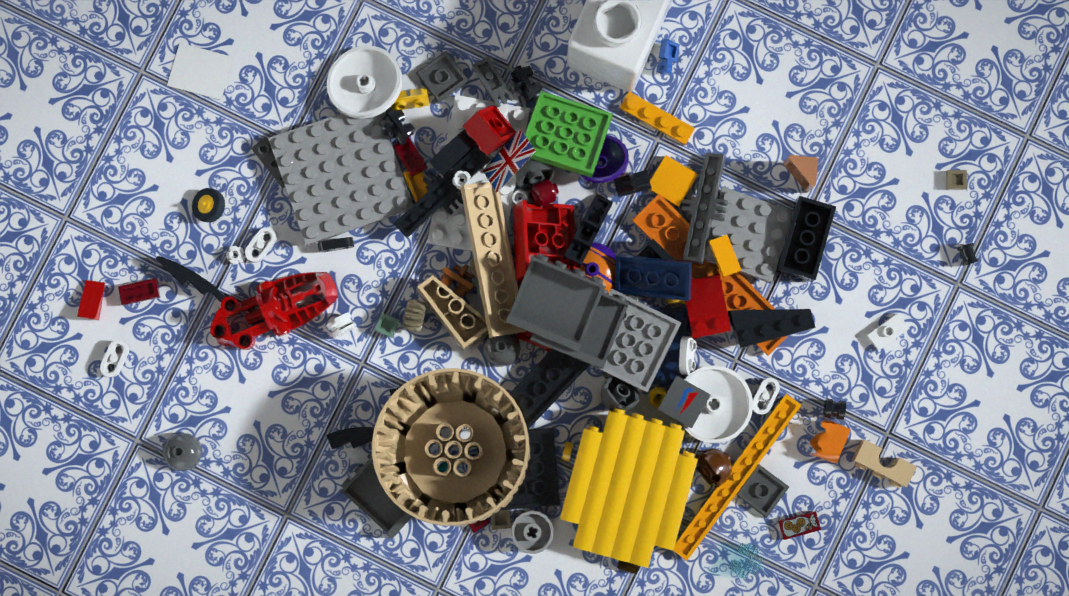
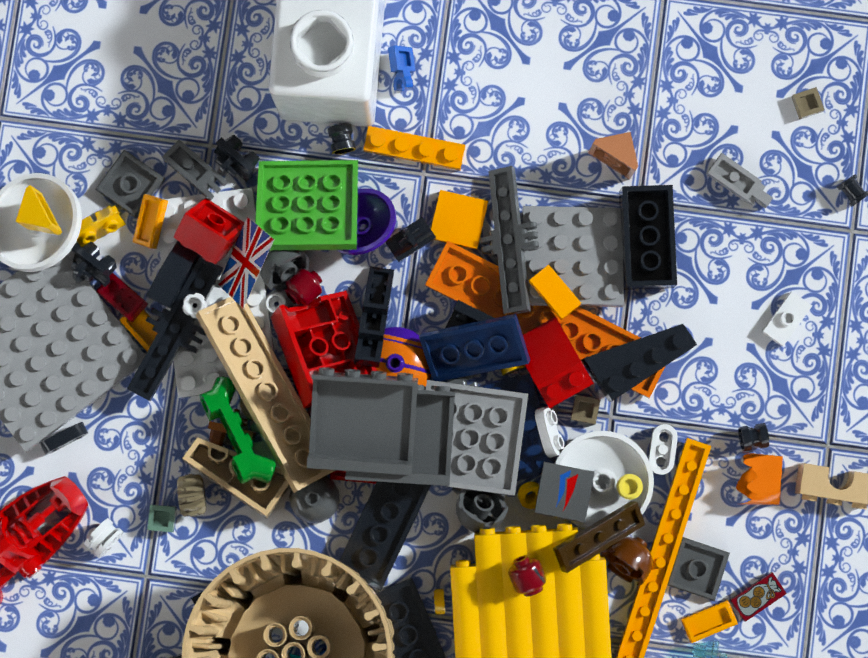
camera: 20 degrees left, 0 degrees up
(369, 76) = (36, 214): none -> yellow slope
(448, 108) = (150, 221): none -> light orange tile
(461, 305) = (246, 463): none -> green plate
(606, 94) = (341, 139): none -> black wheel
(637, 451) = (527, 576): none -> dark red head
(698, 441) = (599, 536): none -> dark brown plate
(718, 349) = (585, 409): none -> dark tan tile
(732, 414) = (629, 486): none -> light yellow tile
(757, 531) = (709, 621): none -> light orange tile
(886, 220) = (739, 181): none -> light grey hinge

